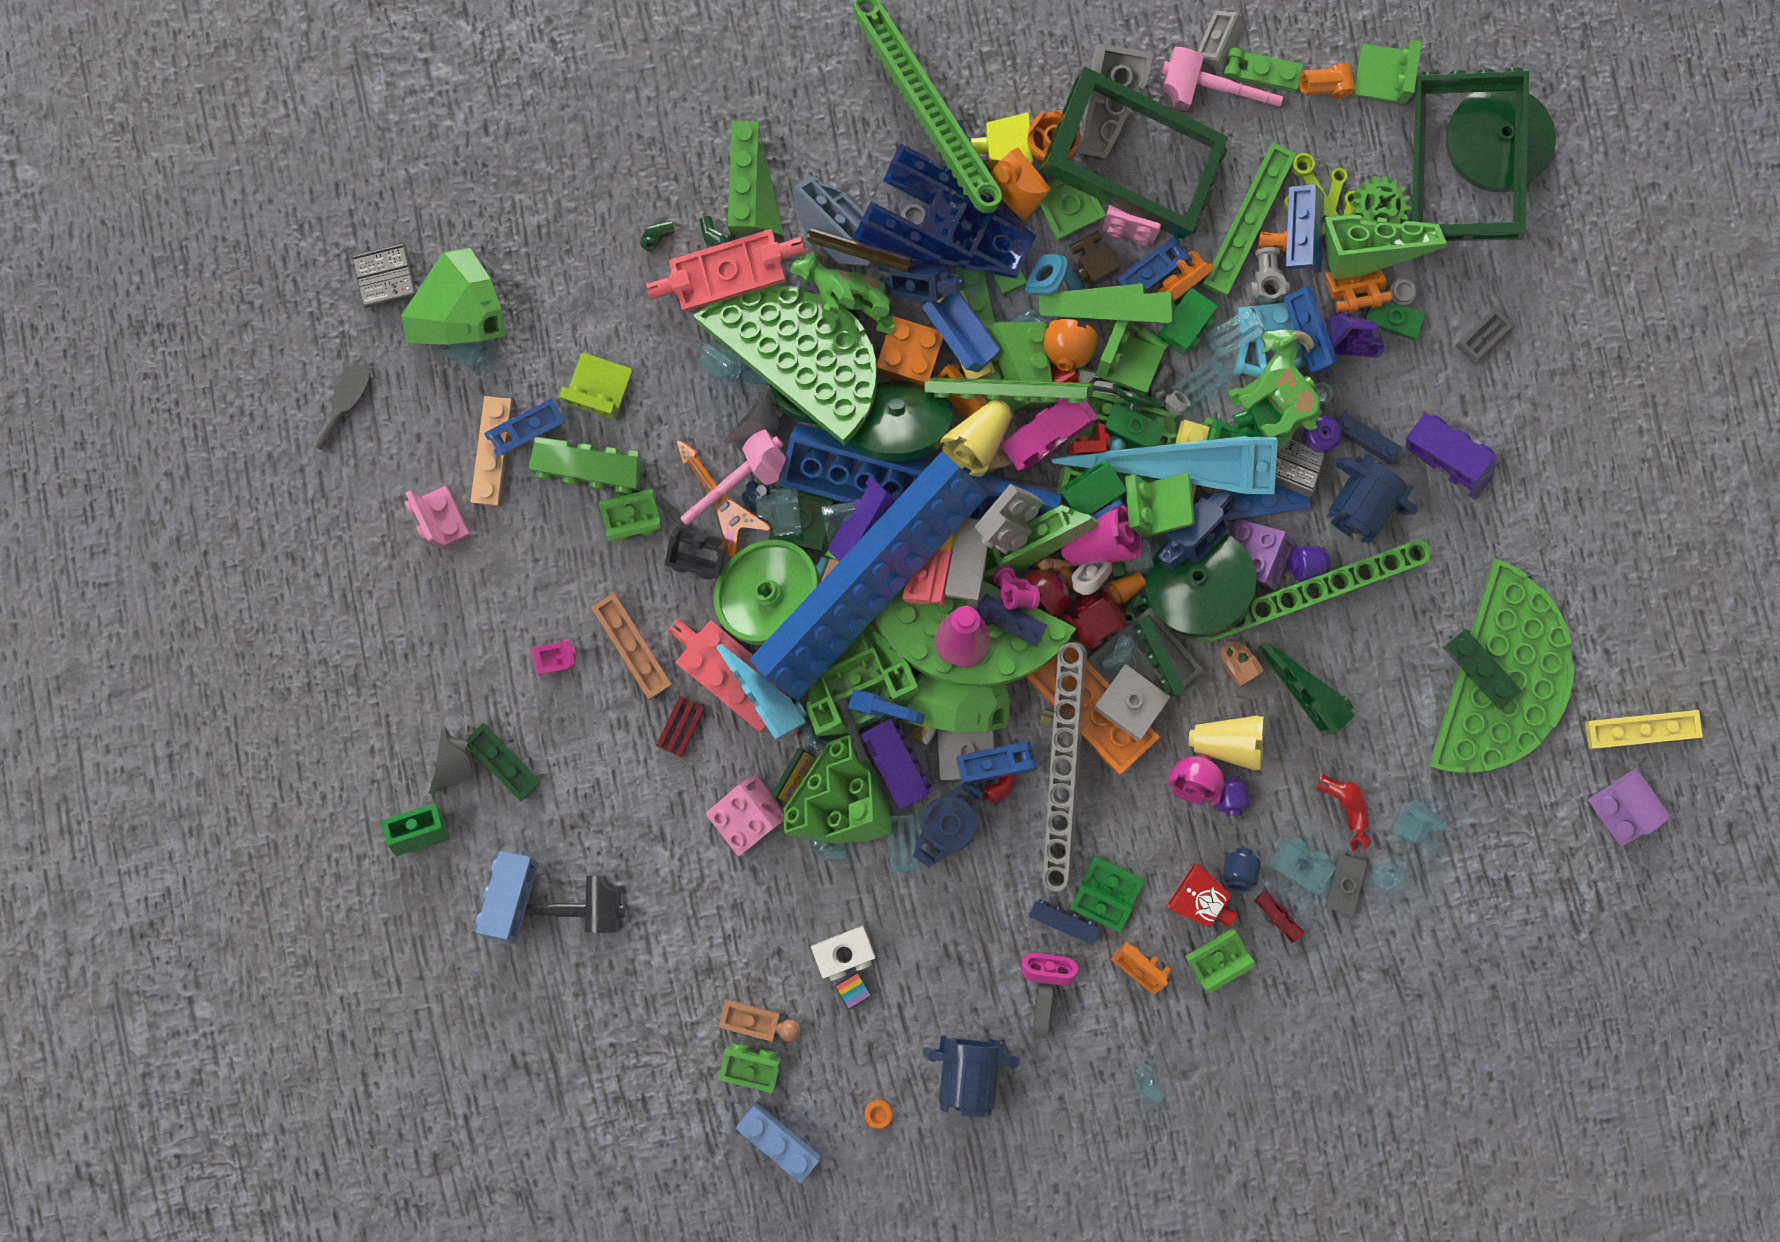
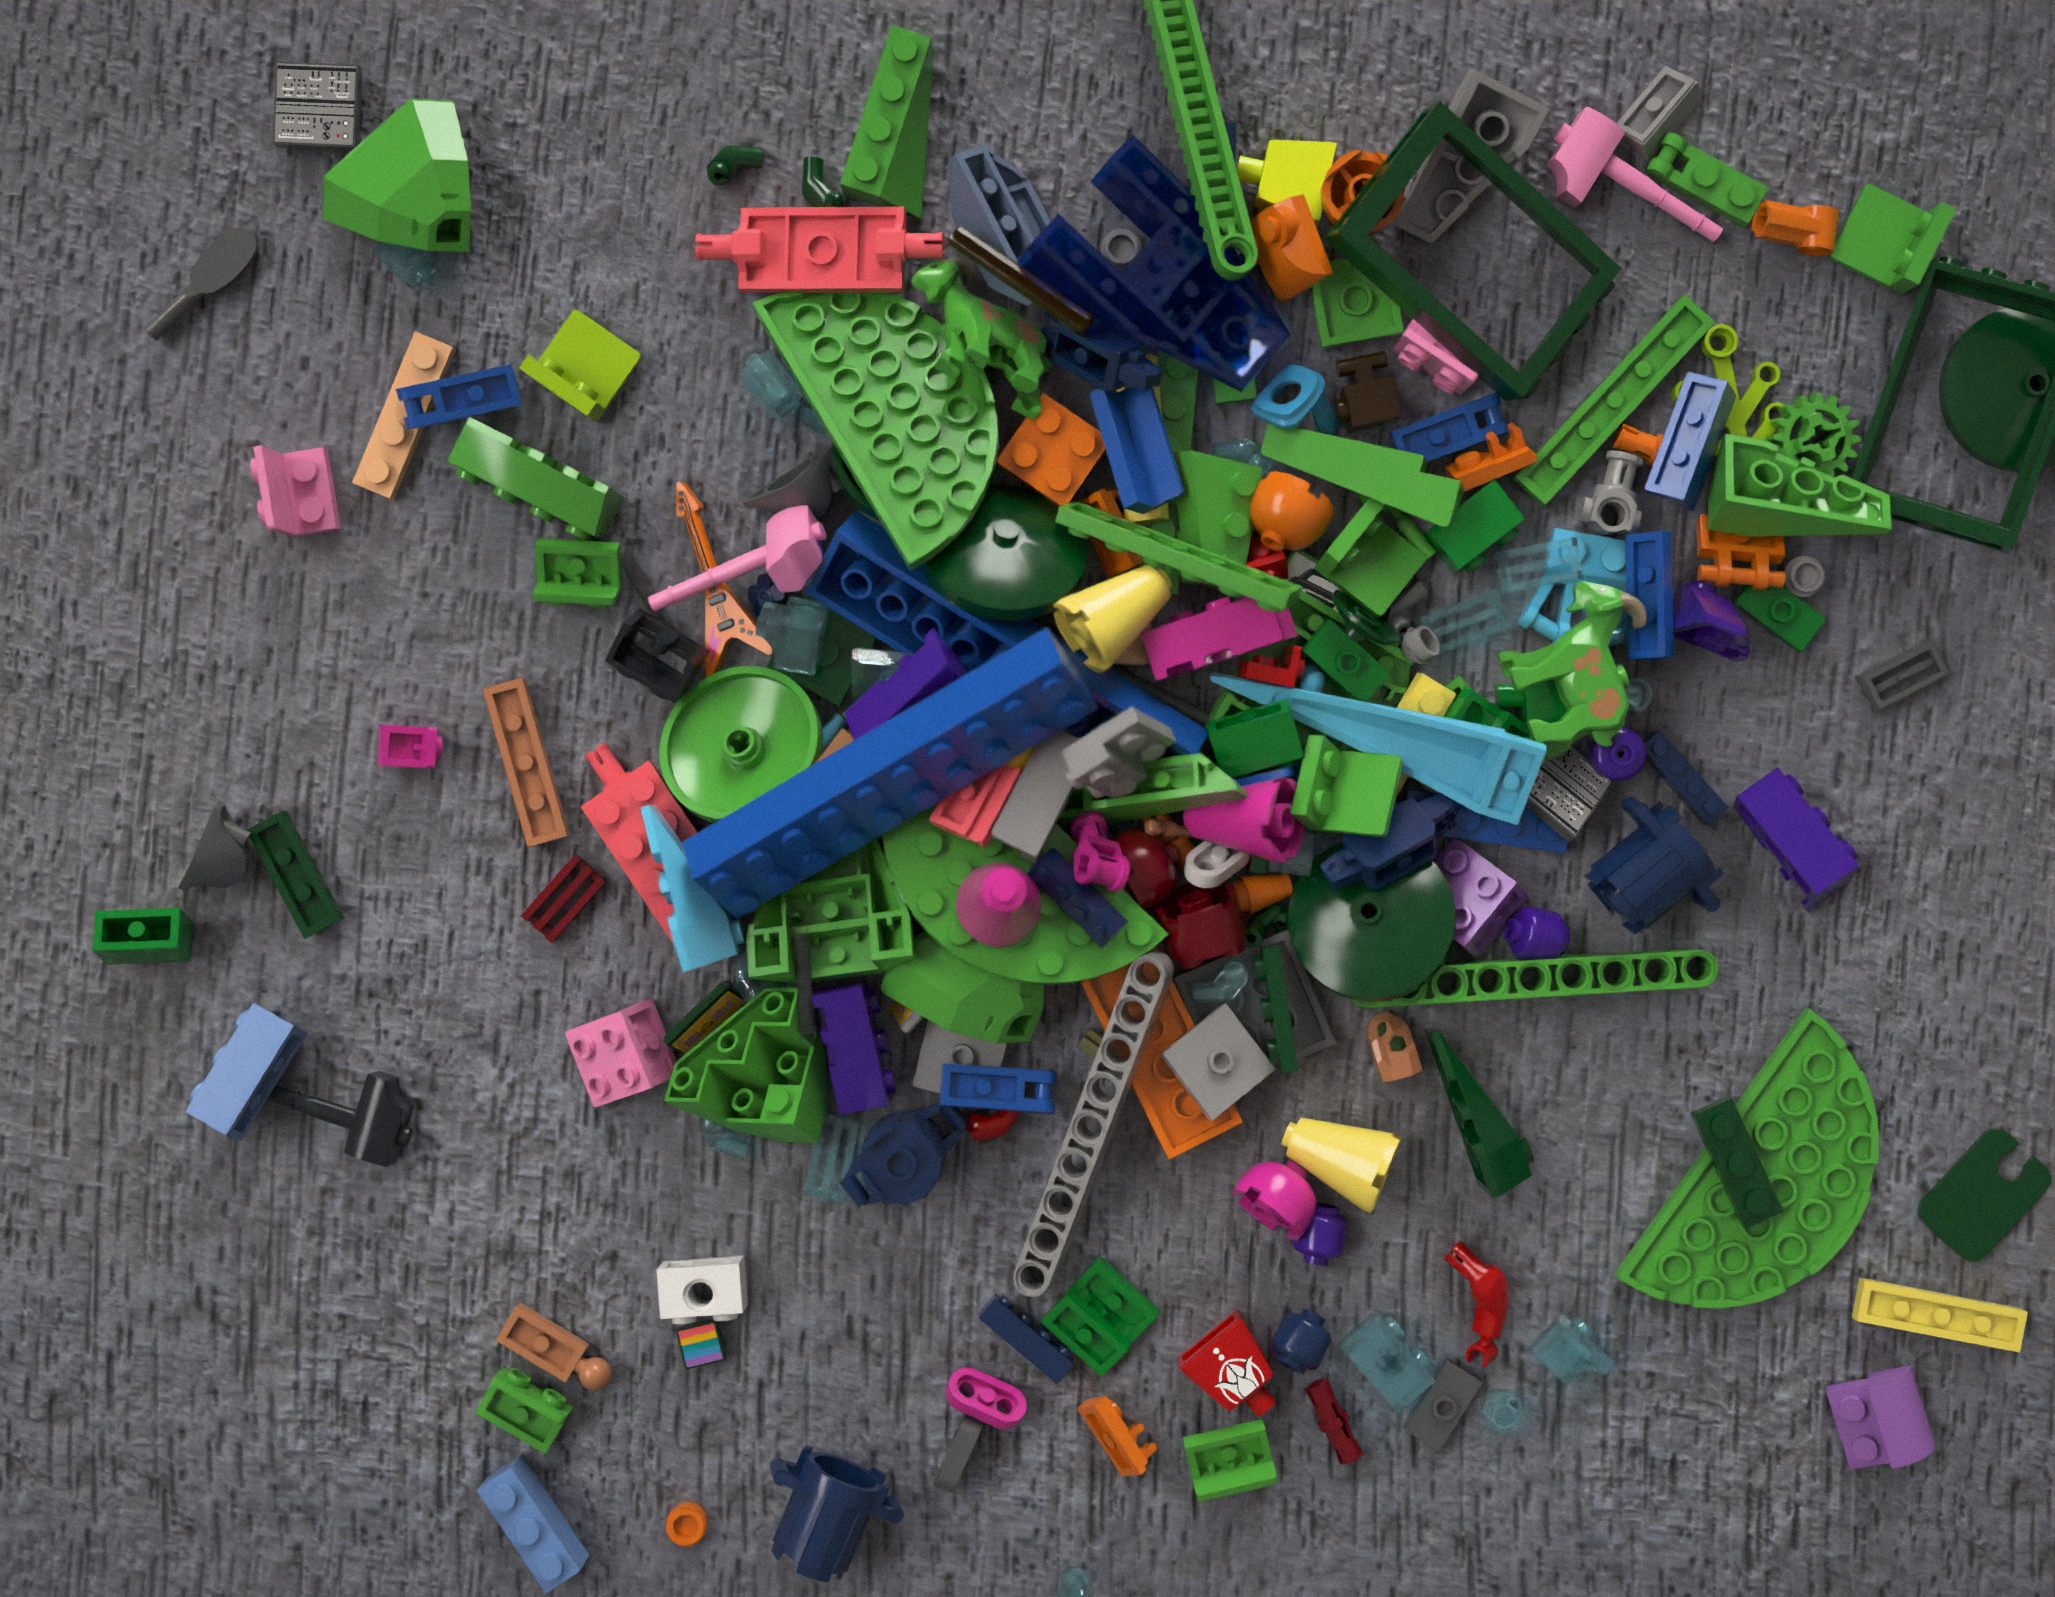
camera: 10 degrees right, 5 degrees up
(877, 706) = (848, 963): blue piece -> none
(1642, 653) = (1974, 1204): none -> dark green piece

